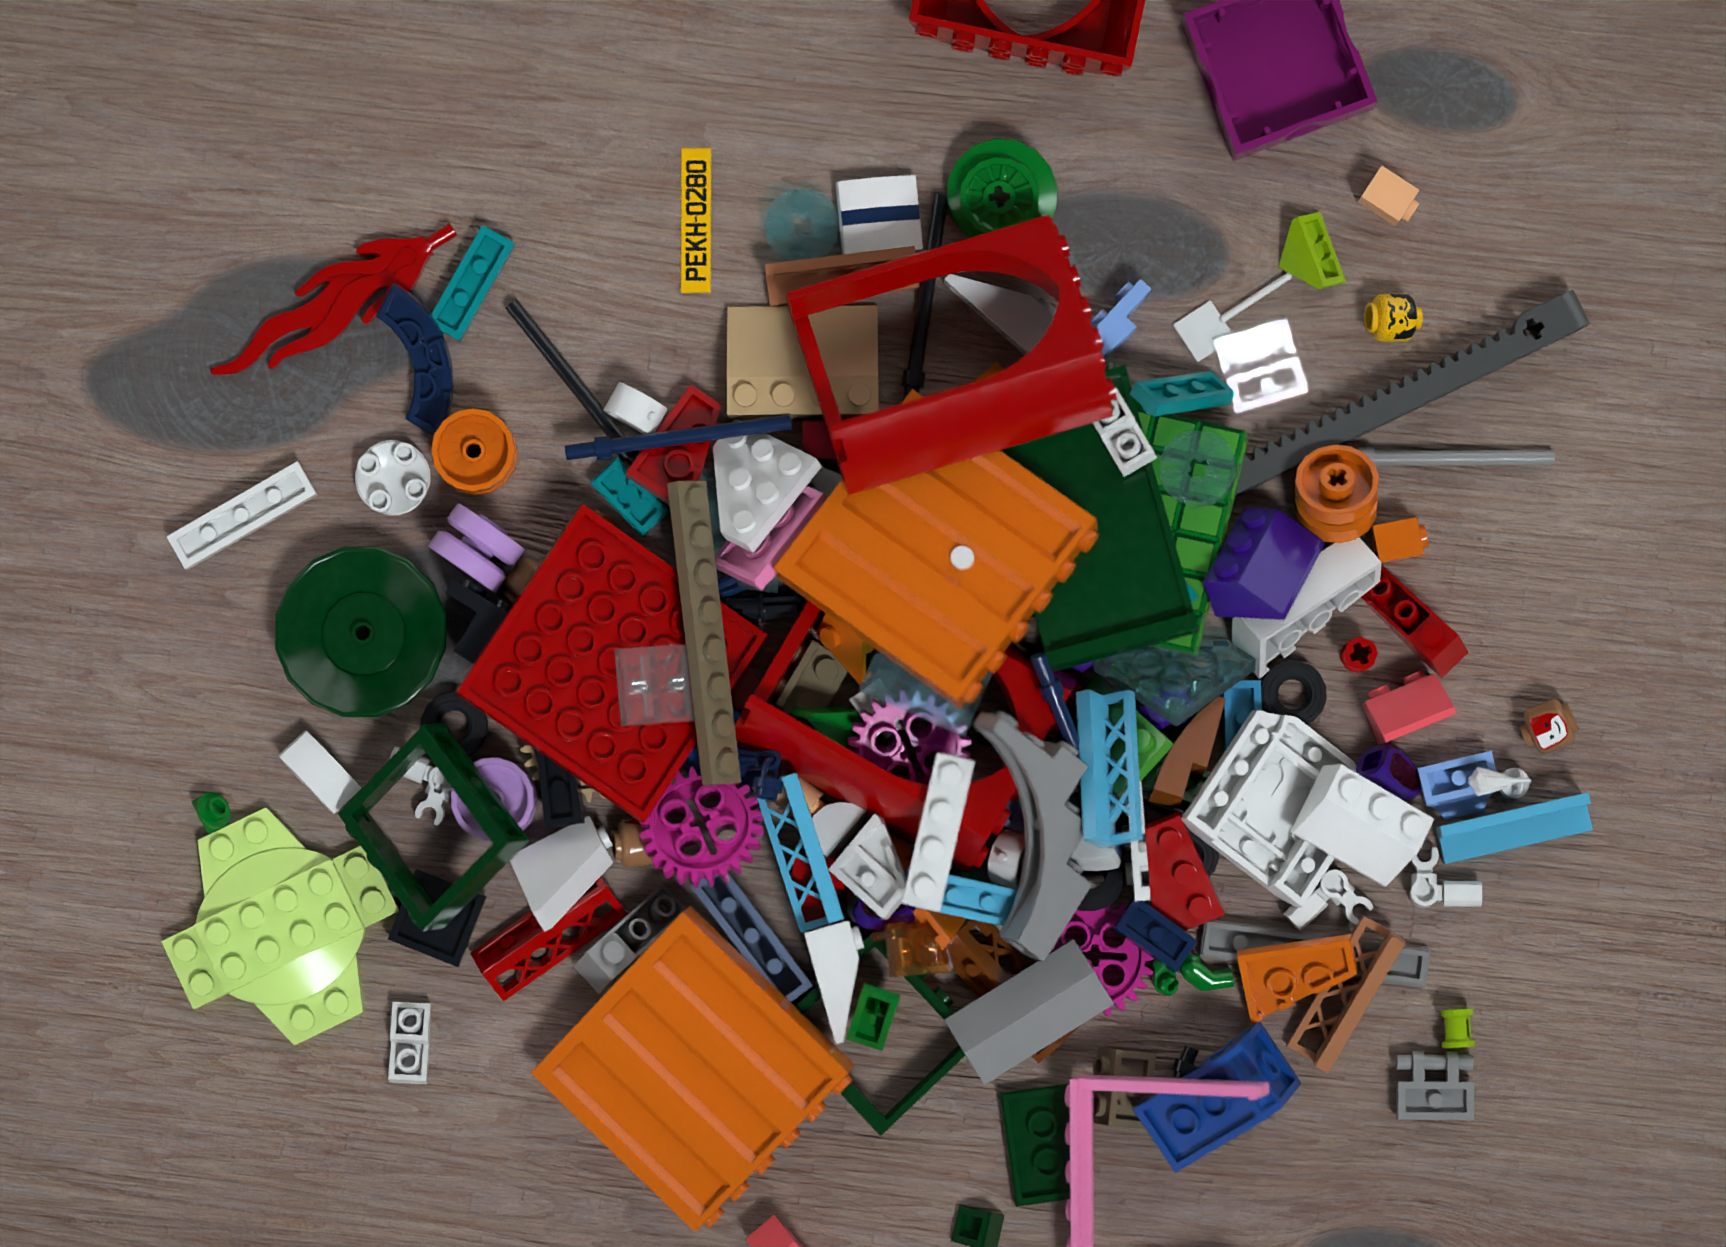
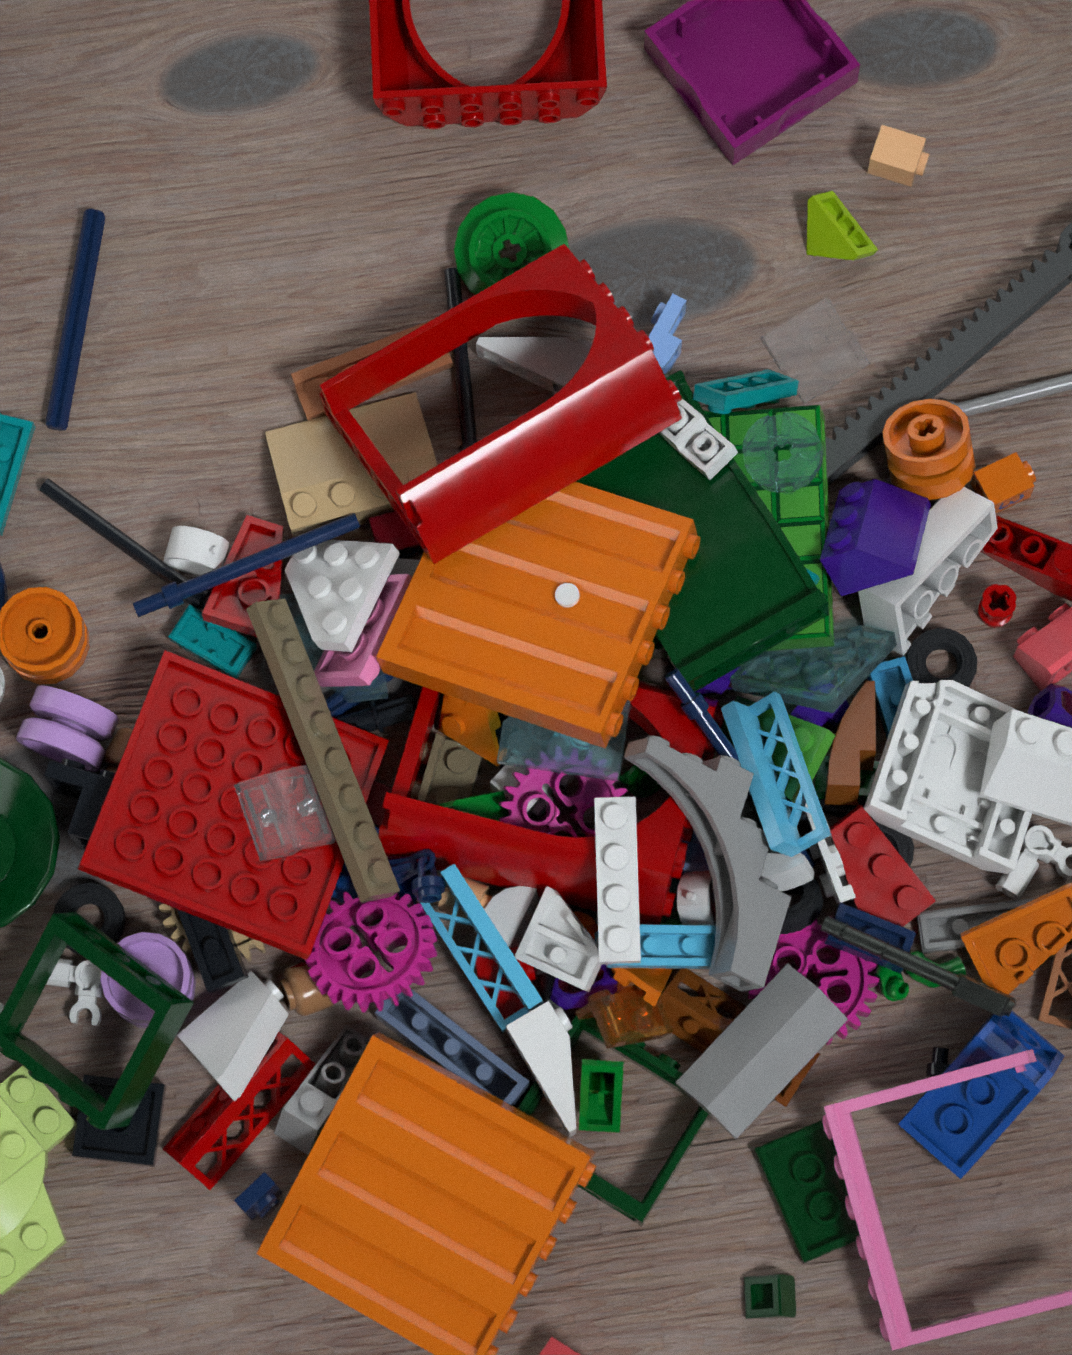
camera: 15 degrees left, 10 degrees down
(409, 1042) = (122, 1260): white slope -> none
(546, 1024) = (259, 1197): none -> dark blue plate
(578, 150) = (75, 320): none -> dark blue axle
(695, 220) = (211, 358): yellow sticker -> none
(804, 205) = (315, 313): clear light blue plate -> none
(878, 214) = (391, 299): white slope -> none
(1116, 1107) = (878, 1125): dark tan bracket -> none
(1206, 322) = (749, 324): white piece -> none
(1226, 1005) = (960, 985): none -> pearl dark grey piece
(1392, 317) = (935, 270): yellow head -> none

